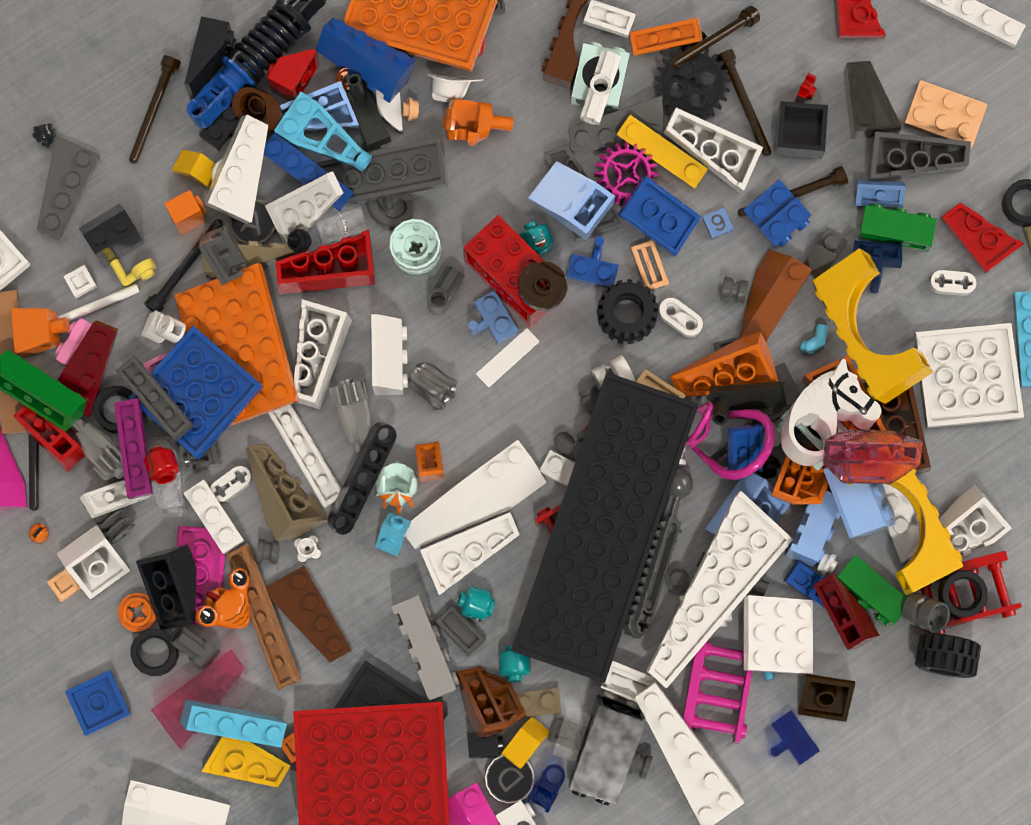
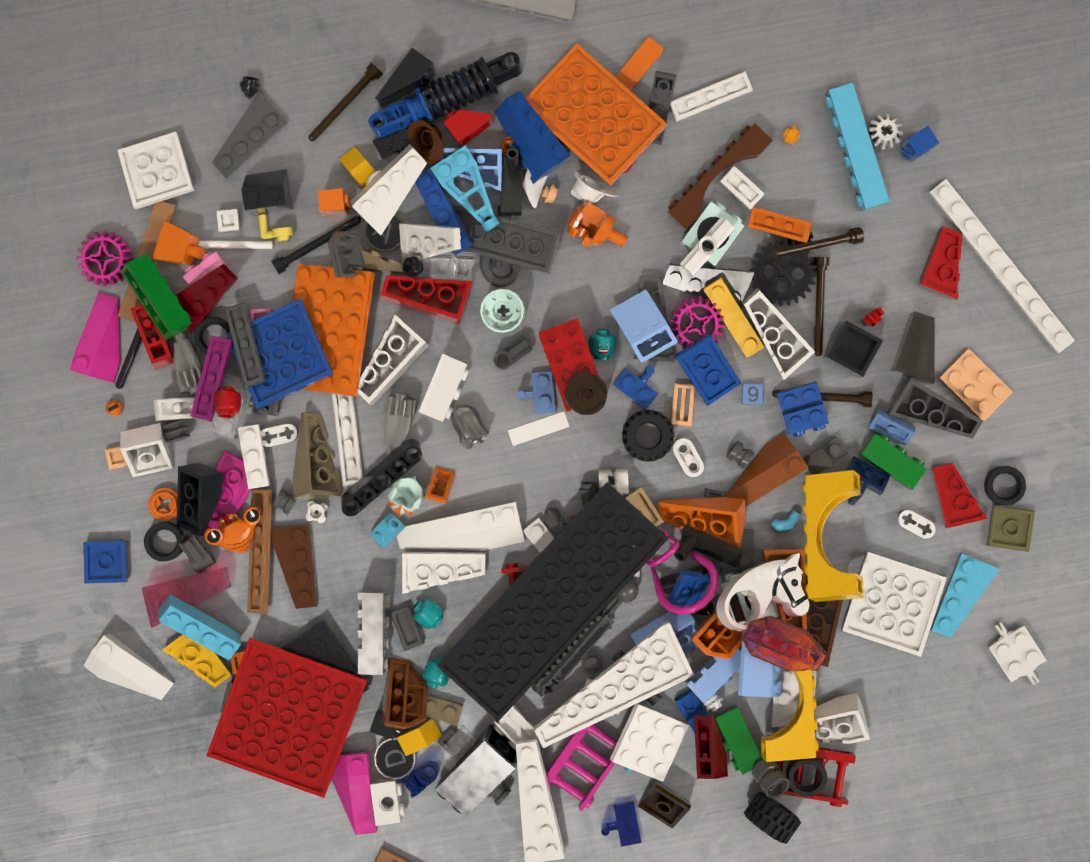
camera: 30 degrees right, 10 degrees up
(162, 327) = (277, 288): white leg -> none

